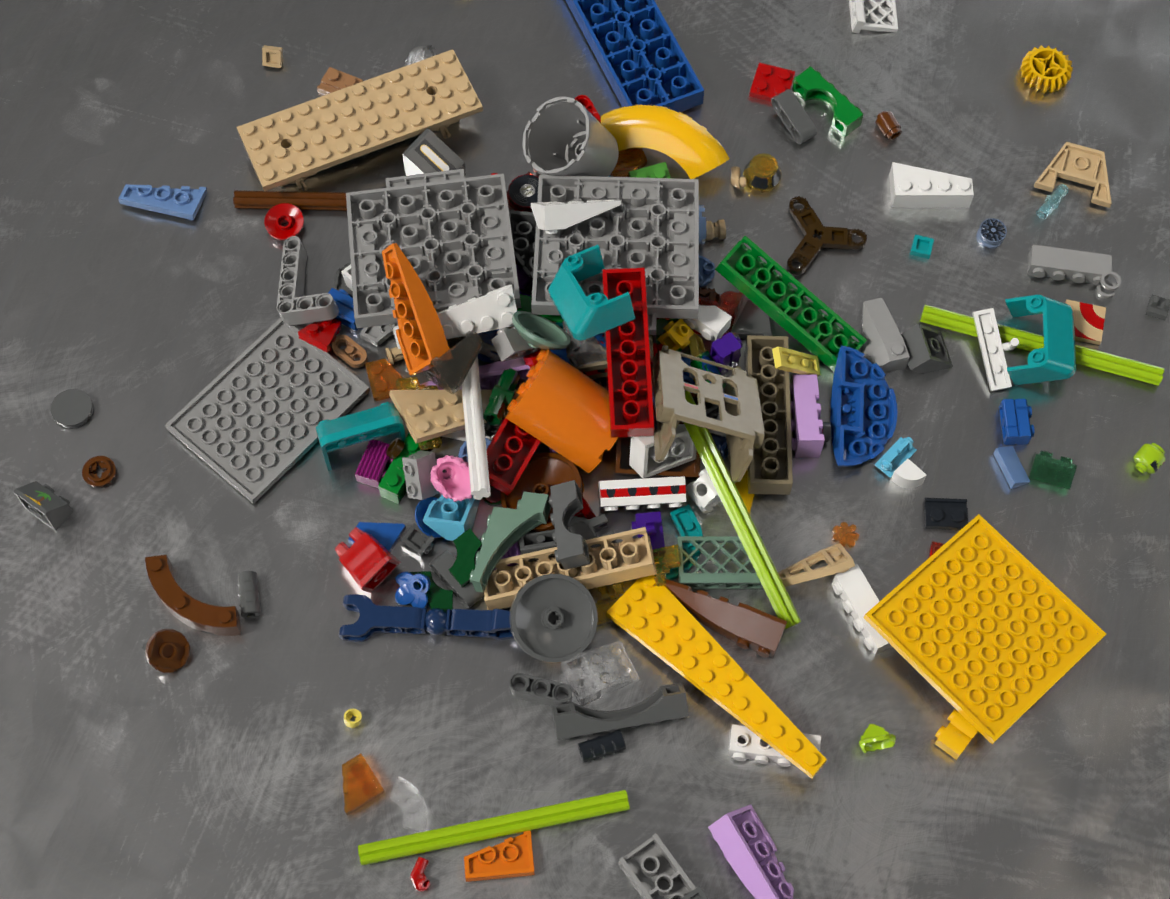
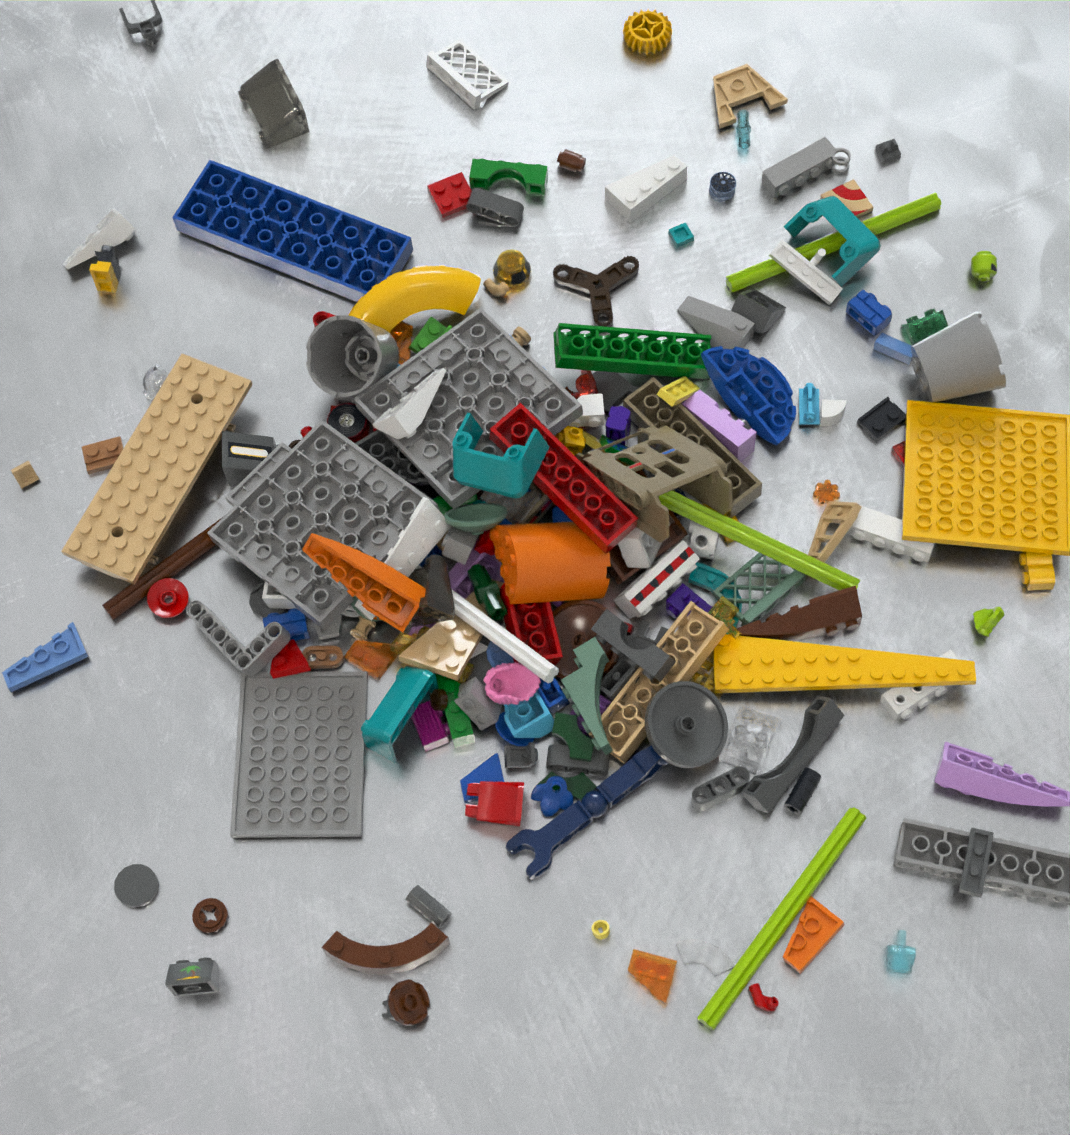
camera: 35 degrees left, 0 degrees up
(482, 508) = (552, 695): none -> blue brick
(1045, 514) = (958, 360): none -> light grey cone

